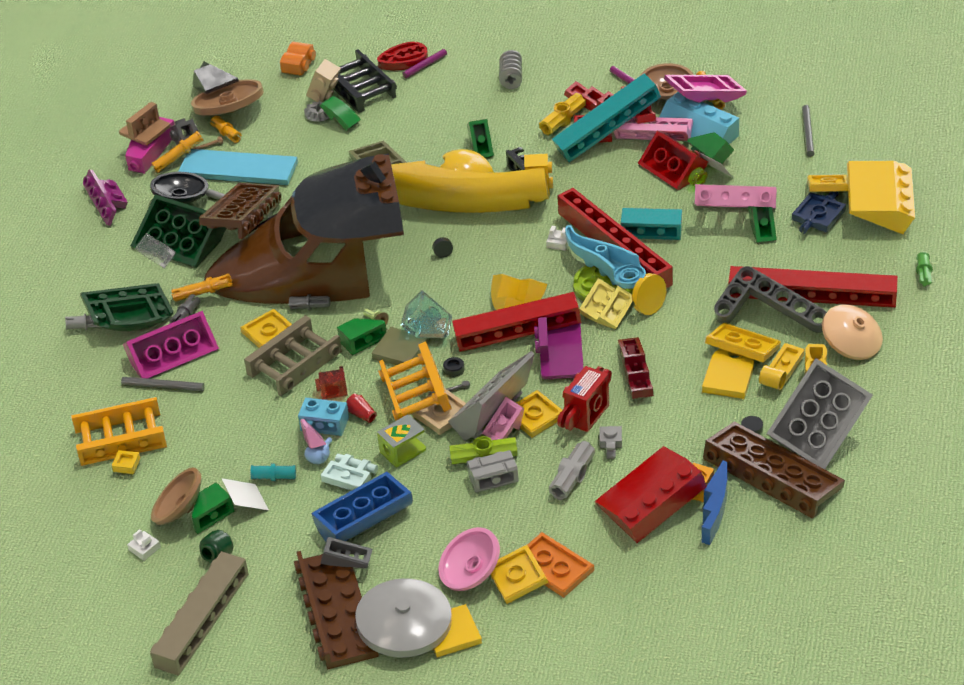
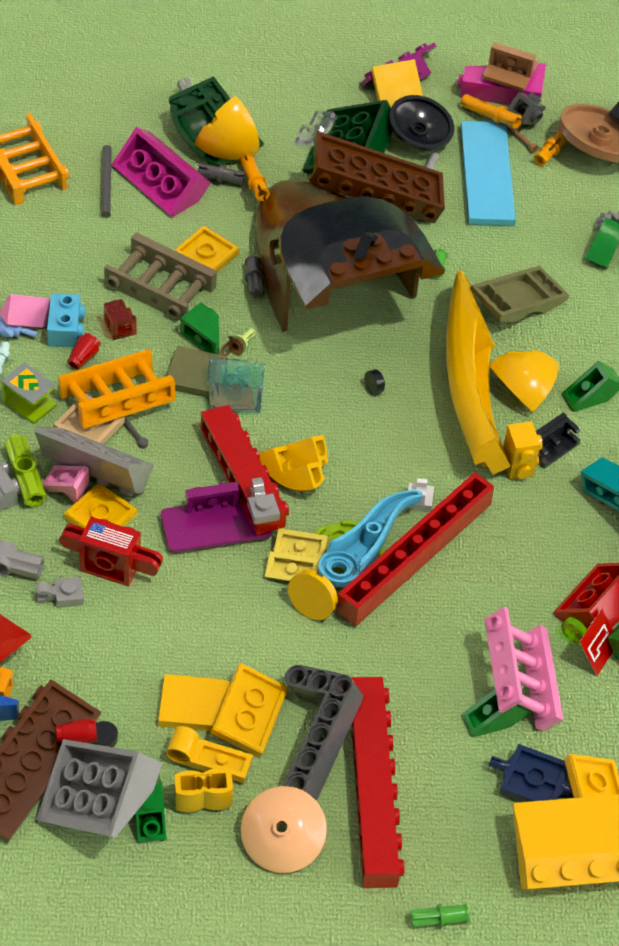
camera: 70 degrees right, 10 degrees up
(127, 197) = (396, 81): none -> yellow tile
(154, 289) = (230, 133): none -> yellow brick
(453, 367) = (170, 426): black tile -> none
(570, 300) = (262, 506): none -> light grey plate
(635, 368) = (192, 602): dark red slope -> none
(653, 223) = (465, 588): teal brick -> none
(757, 427) = (79, 730): none -> red cone

